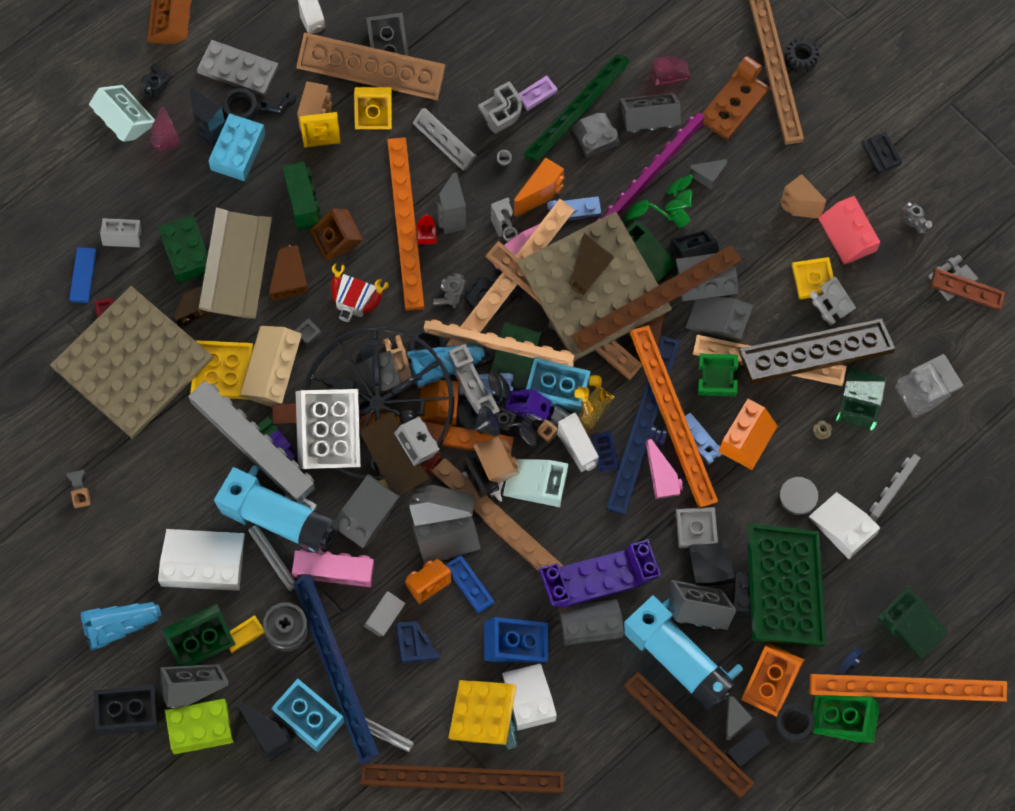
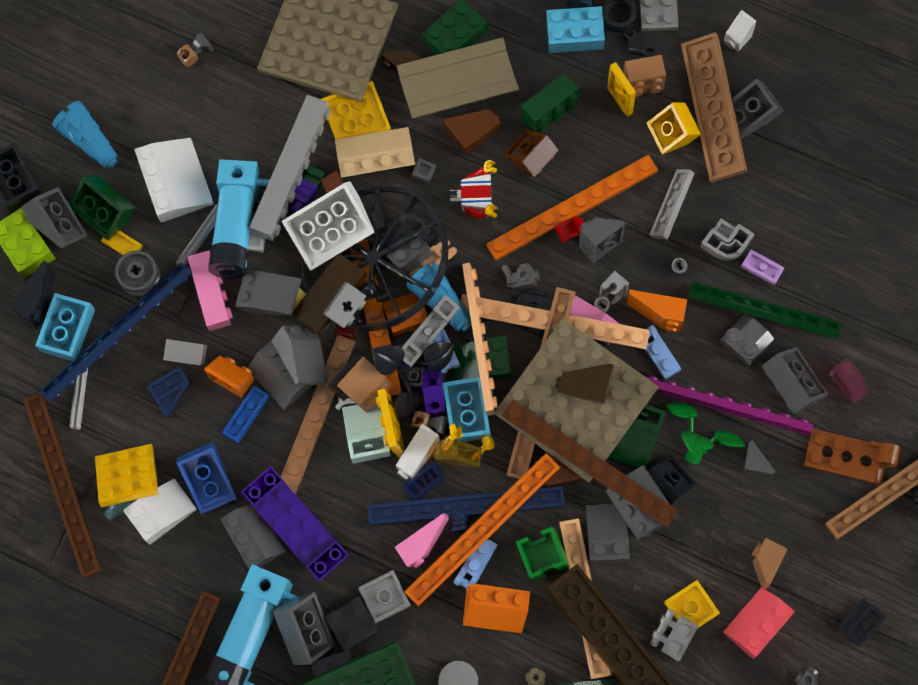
camera: 75 degrees right, 5 degrees up
(543, 450) = (390, 422): none -> yellow plate

